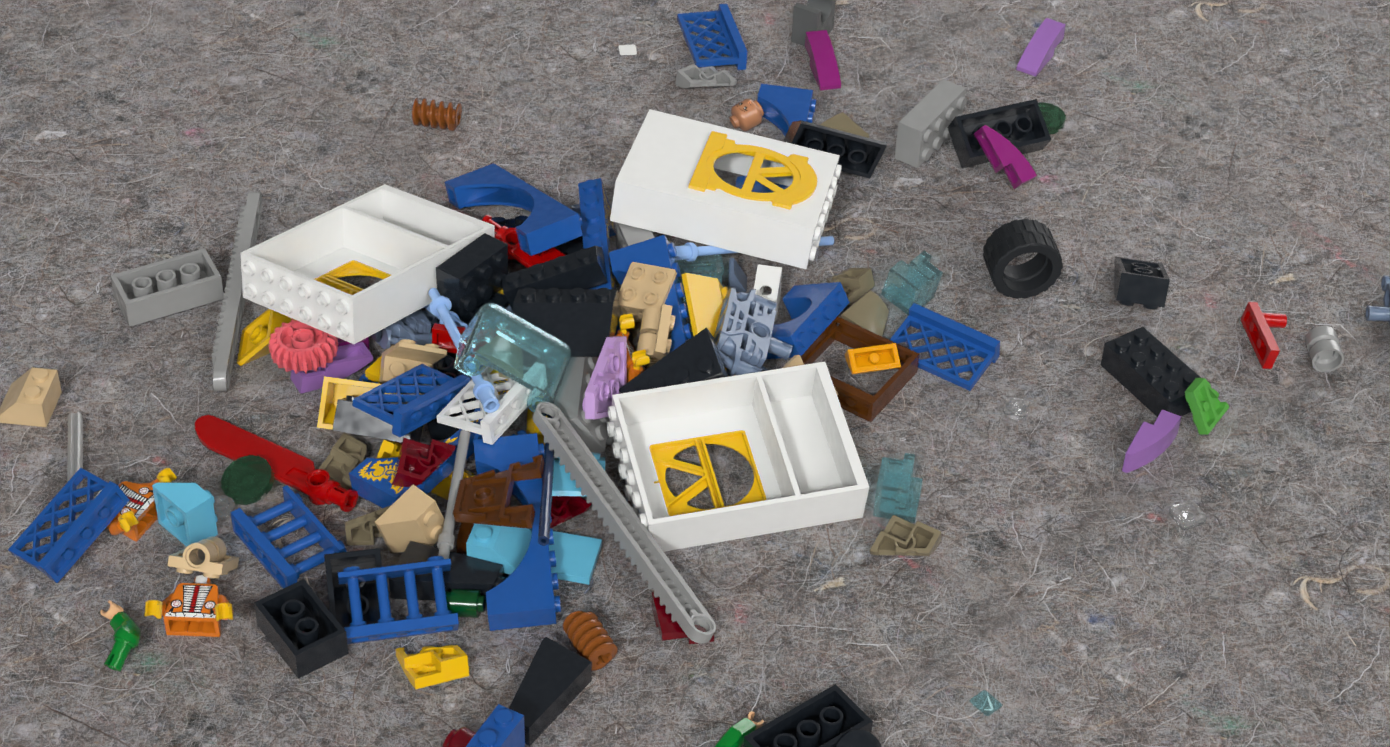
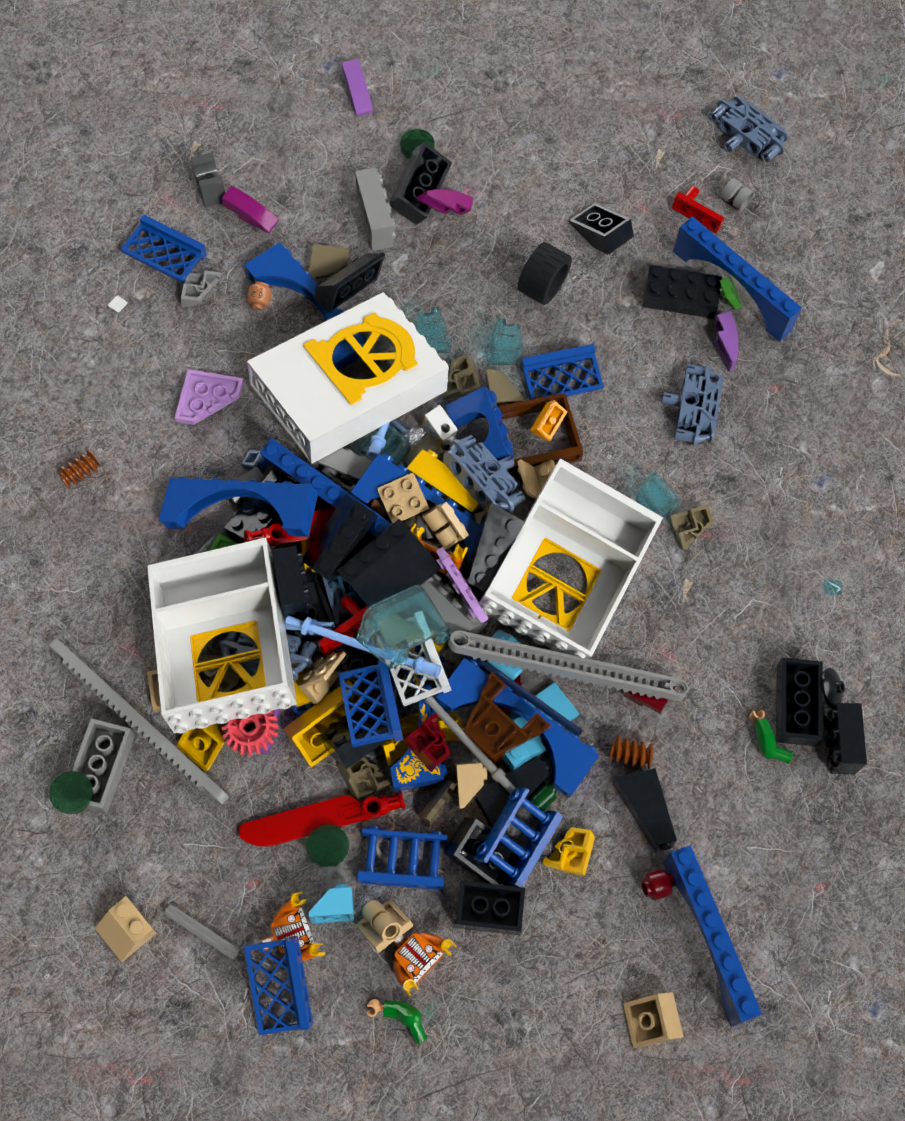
camera: 50 degrees left, 25 degrees up
(119, 274) = (71, 792): none -> clear green tile
(601, 142) = (206, 394): none -> lavender plate
(738, 283) = (415, 435): none -> clear plate
(858, 232) = (434, 330): none -> clear light blue plate
(1045, 462) = (709, 407): none -> sand blue piece
(1231, 443) = (777, 308): none -> blue arch

